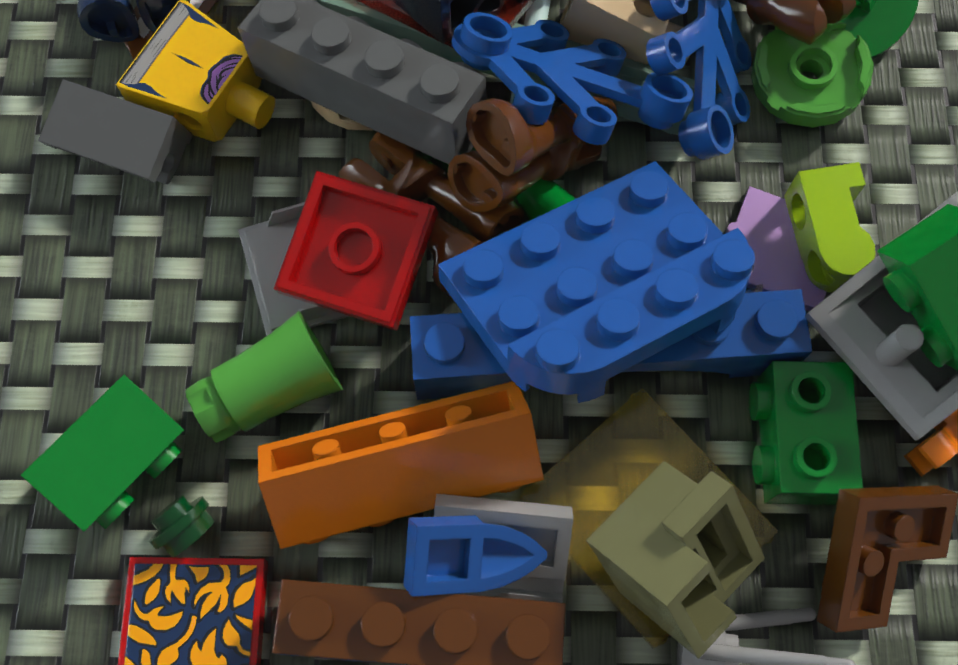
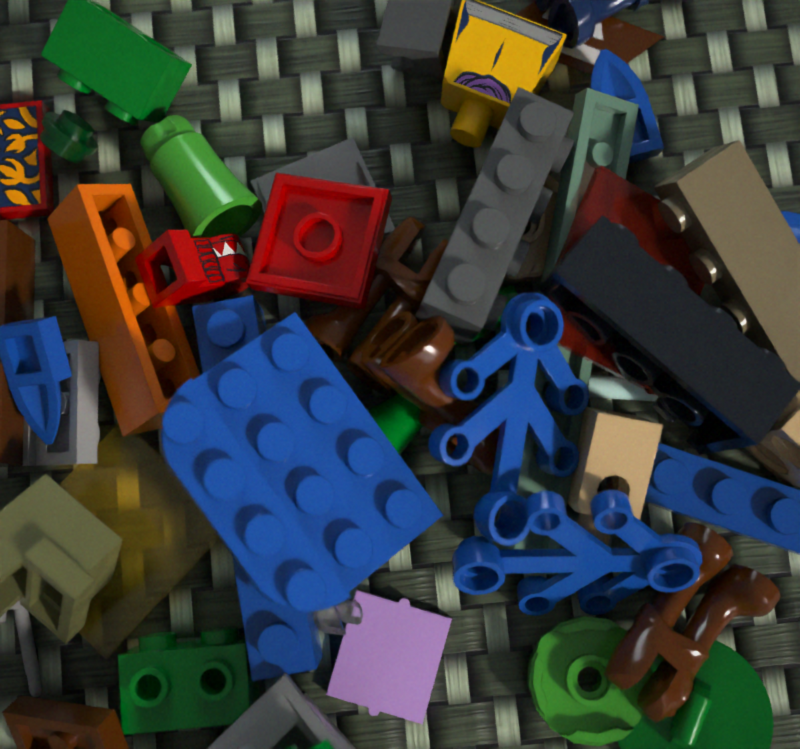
camera: 85 degrees right, 10 degrees up
(367, 378) = (203, 268): none -> red leg
(828, 225) = (402, 699): lime leg -> none

